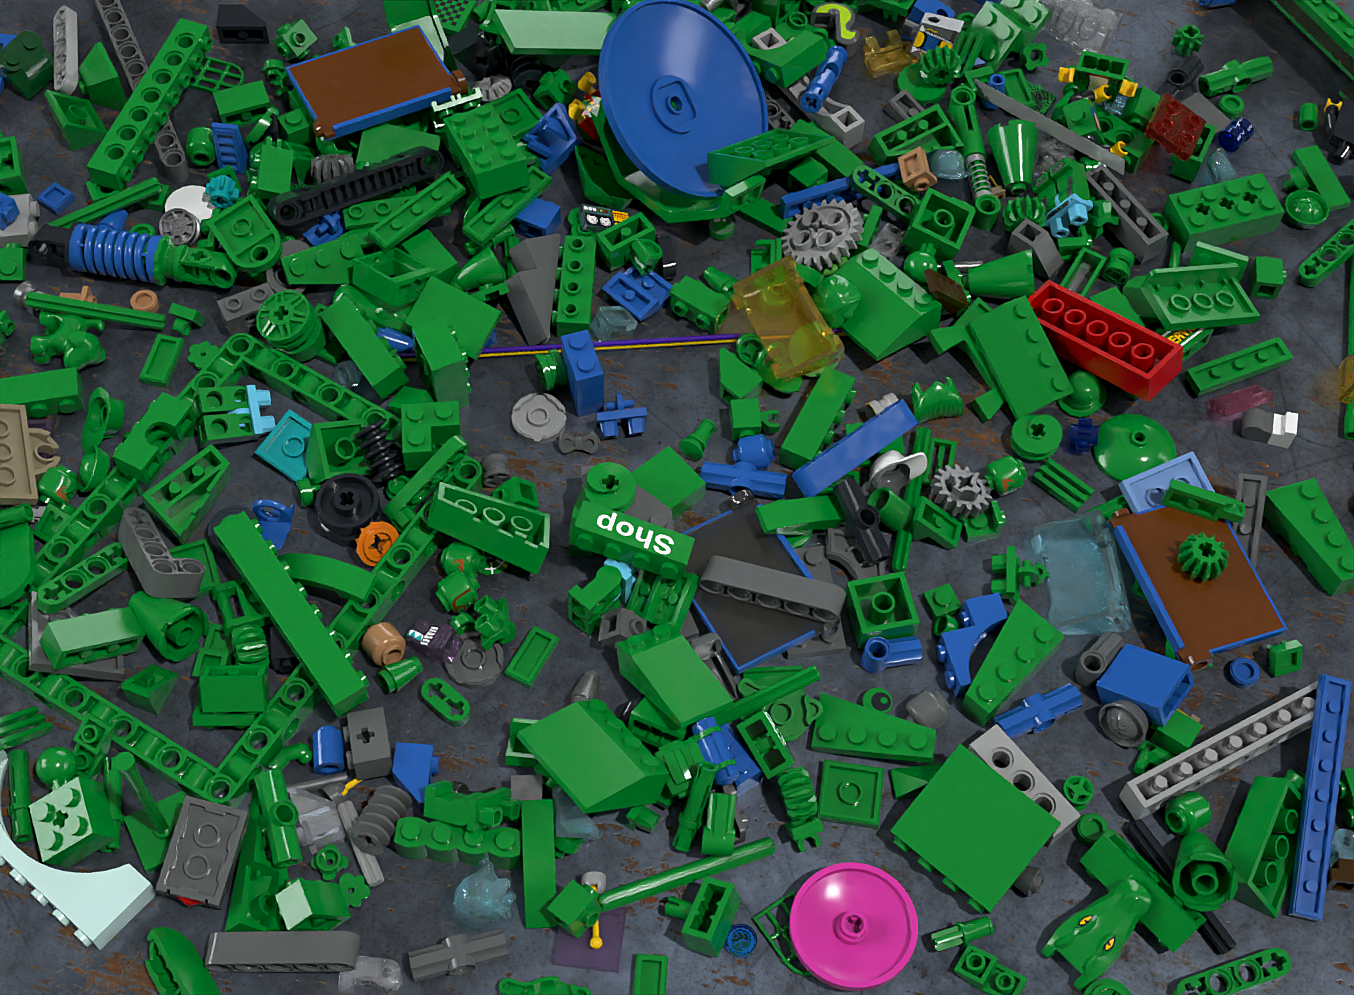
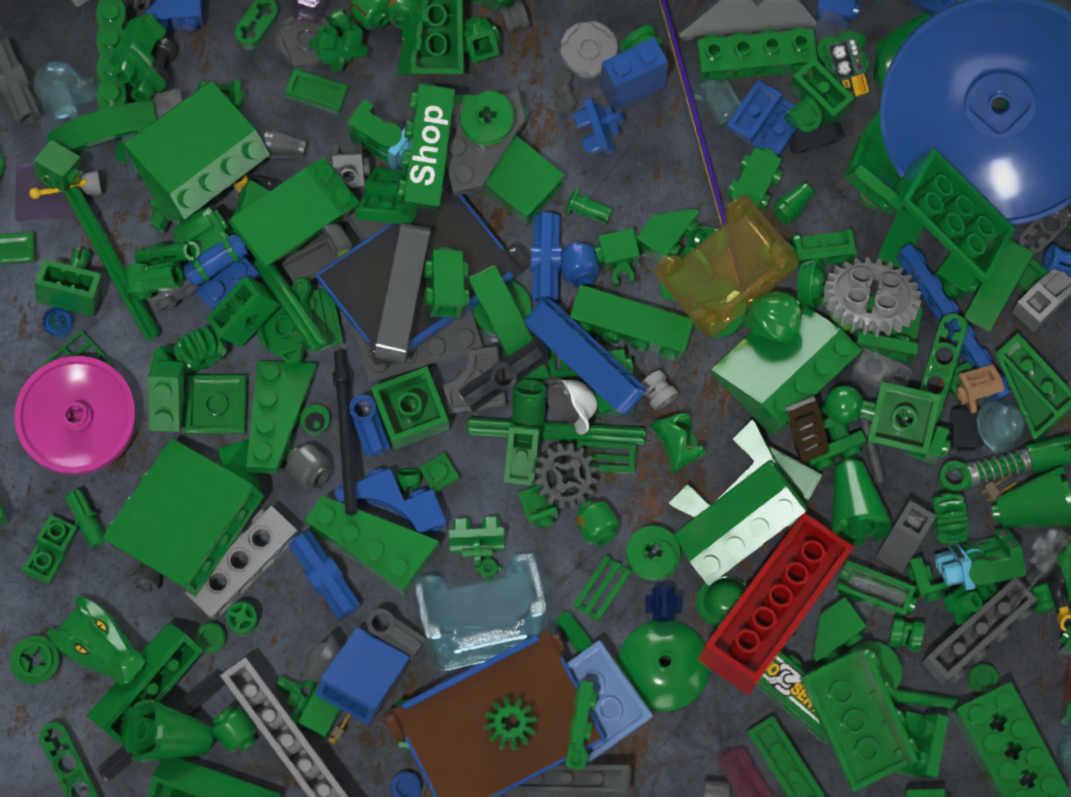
camera: 85 degrees right, 15 degrees up
(769, 548) = (446, 283): none -> green brick
(841, 671) = (341, 381): none -> black bar
(846, 827) = (166, 396): none -> green brick

